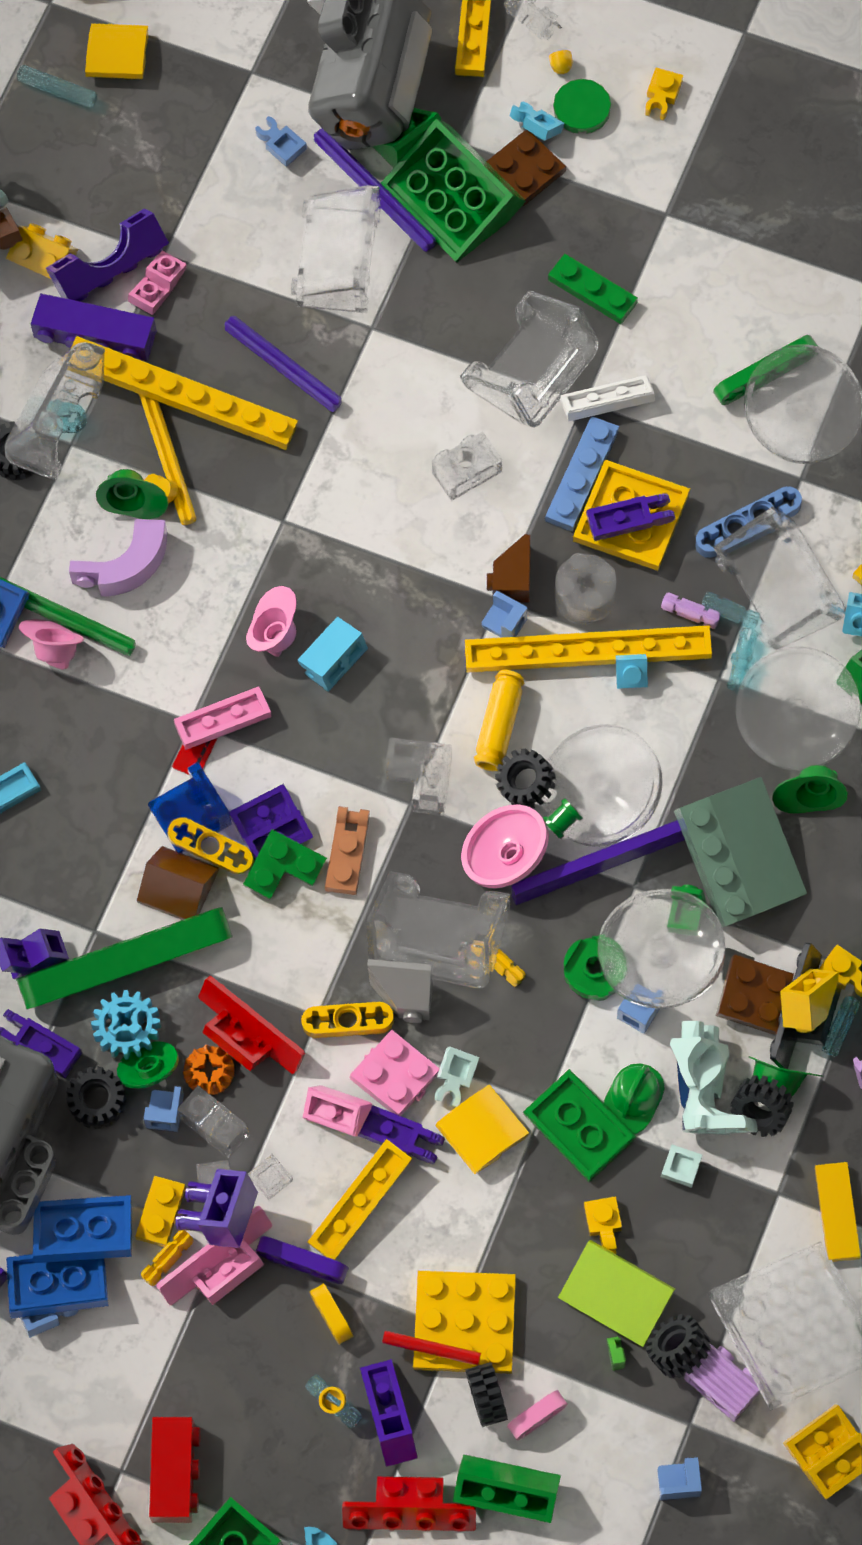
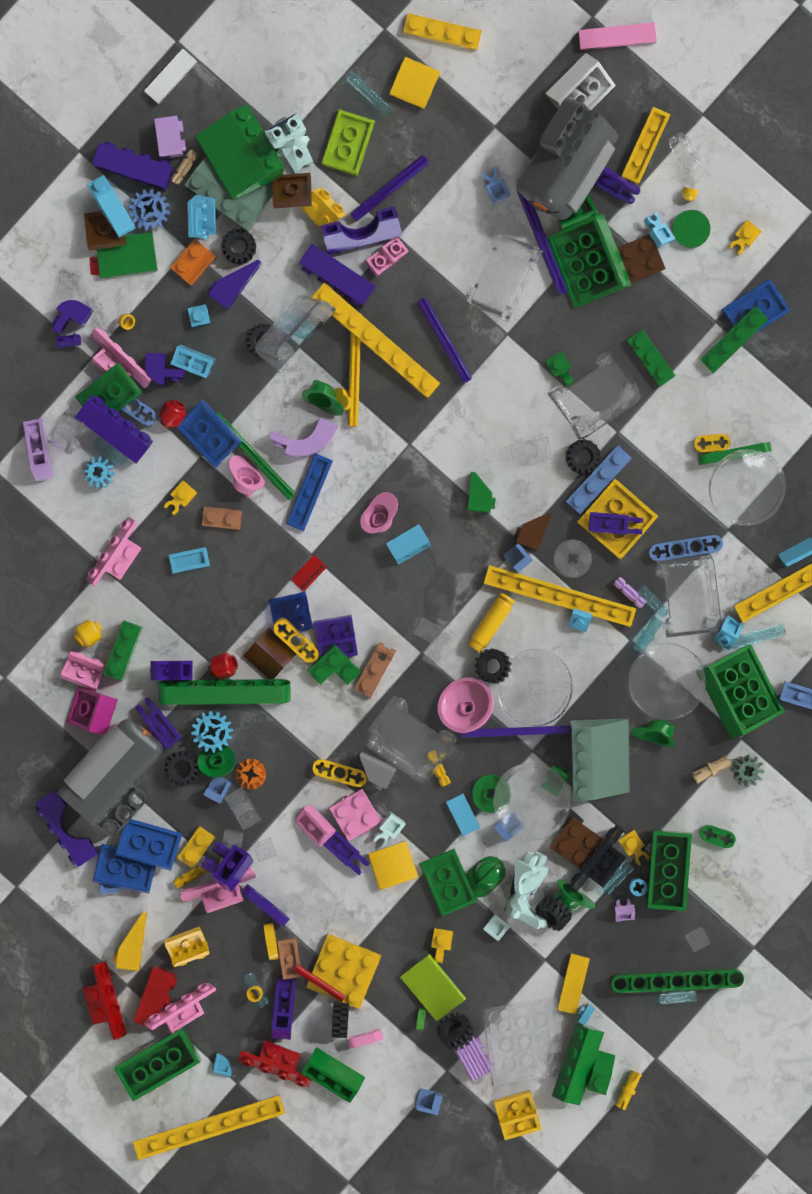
camera: 10 degrees right, 20 degrees up
(36, 714) = (222, 518): none -> nougat plate
(48, 157) = (348, 142): none -> lime tile
(107, 1403) = (130, 951): none -> yellow slope
(110, 921) = (223, 666): none -> red head
(128, 195) = (389, 188): none -> dark purple axle
(156, 635) = (309, 492): none -> blue tile
(197, 1369) = (187, 947): none -> yellow bracket
(222, 718) = (330, 562): bright pink plate -> none
(225, 1474) = (183, 1011): none -> bright pink bracket
(245, 1032) = (277, 761): red bracket -> none
(359, 1200) = (309, 883): yellow plate -> none
(368, 1330) = (288, 957): none -> nougat plate
(414, 550) = (480, 496): none -> green slope
(451, 83) = (615, 184): none -> dark purple hinge
(466, 342) = (559, 367): none -> green plate
(546, 432) = (591, 448): none -> black tyre
(562, 818) = (504, 701): green bush -> none
(563, 1015) = (463, 814): none -> medium azure tile
(607, 398) = (632, 436): white tile -> none
(702, 222) = (734, 339): none -> green plate
(717, 178) = (764, 297): none -> blue tile
(725, 366) = (711, 438): none -> yellow beam
(808, 999) = (604, 861): yellow slope -> none

